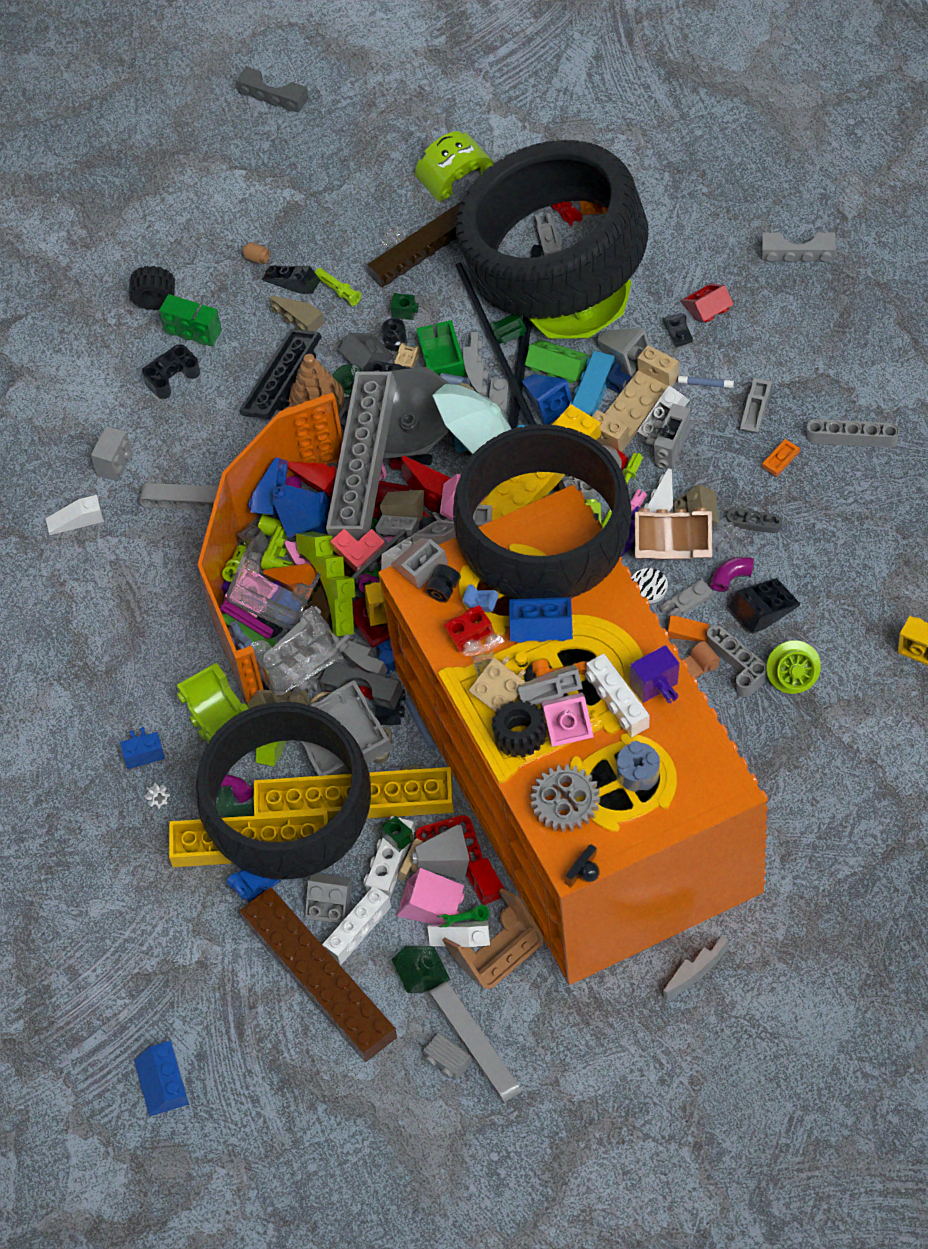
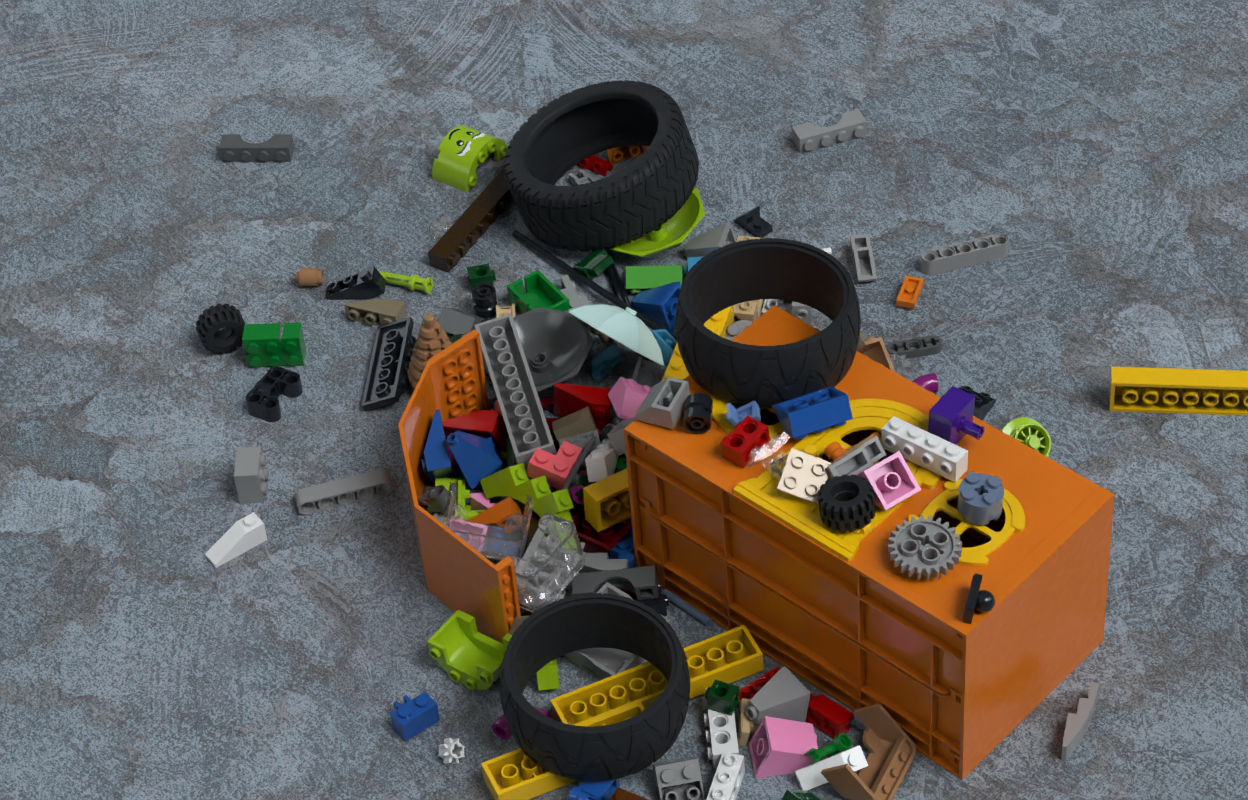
camera: 25 degrees left, 15 degrees down
(708, 302) = (771, 194): slope -> none

